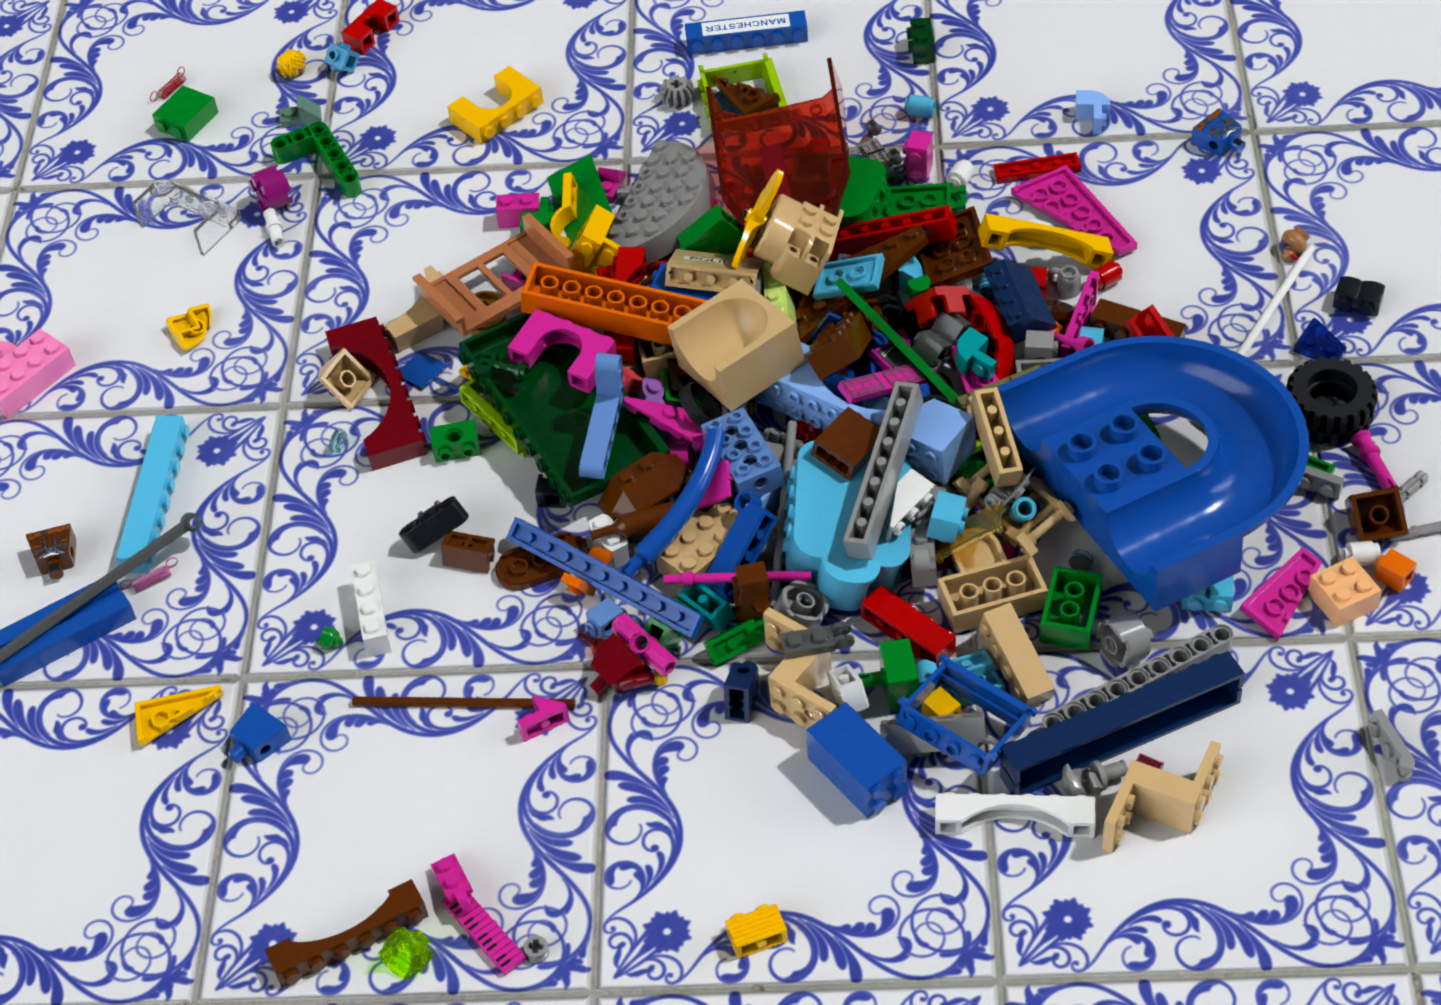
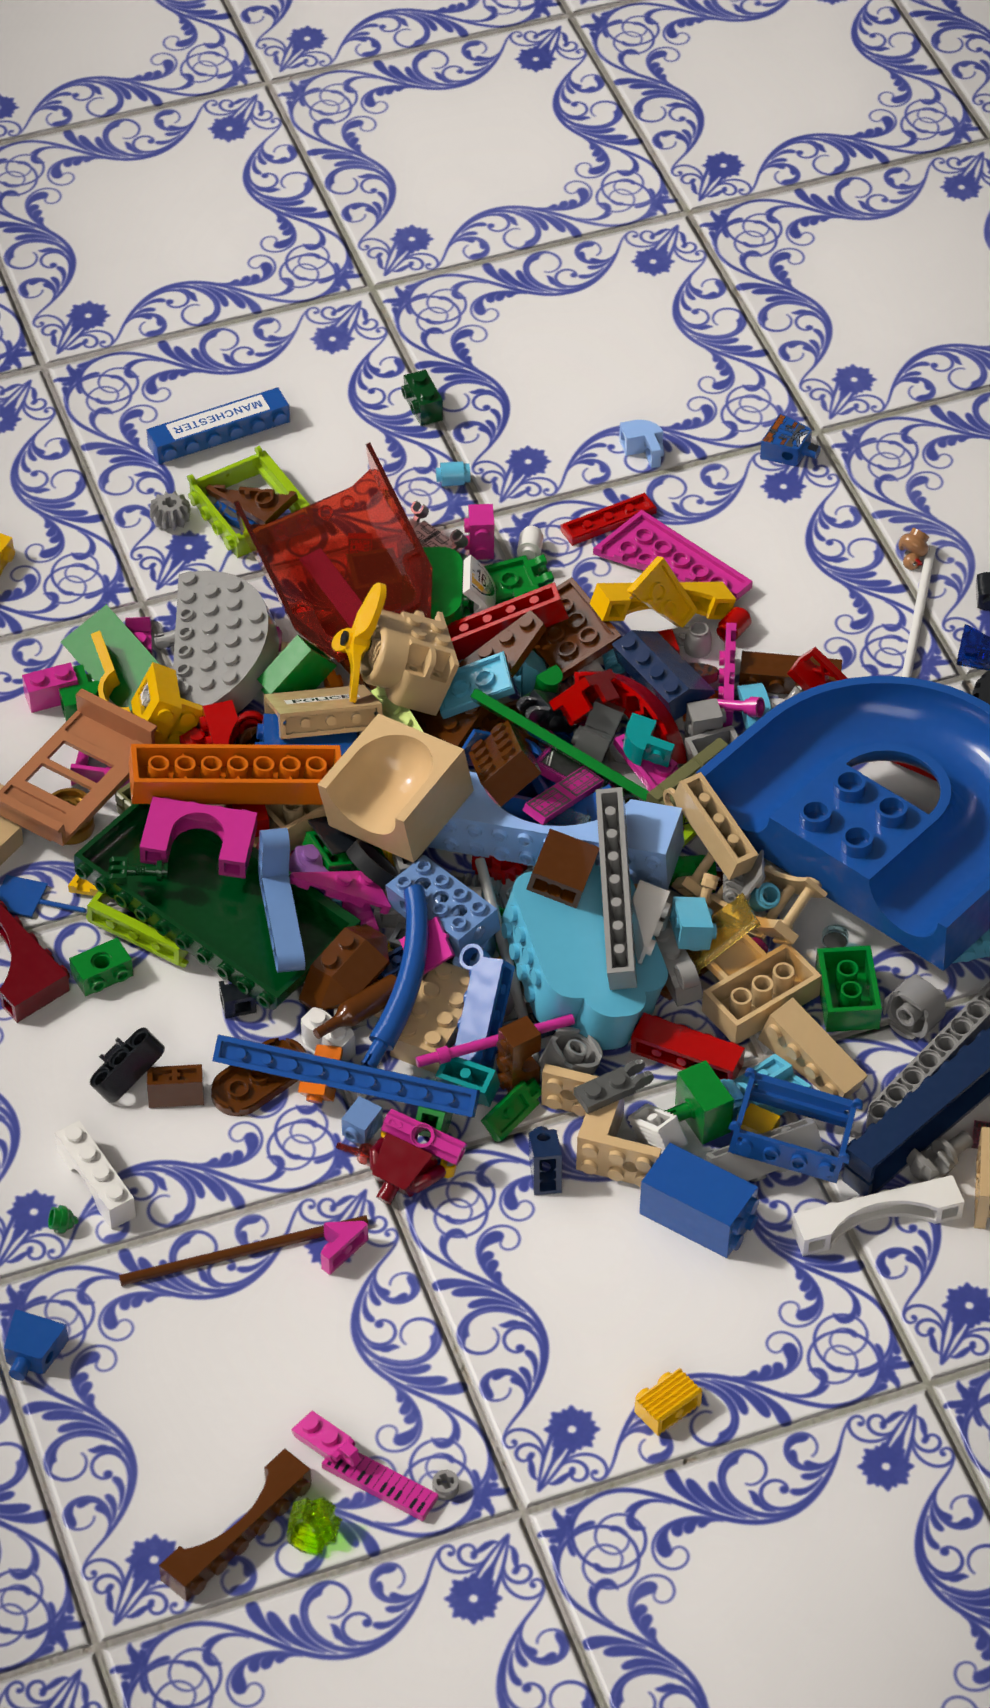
camera: 25 degrees left, 0 degrees up
(893, 196) = (478, 584): none -> white slope
(1044, 234) = (663, 593): none -> yellow wing

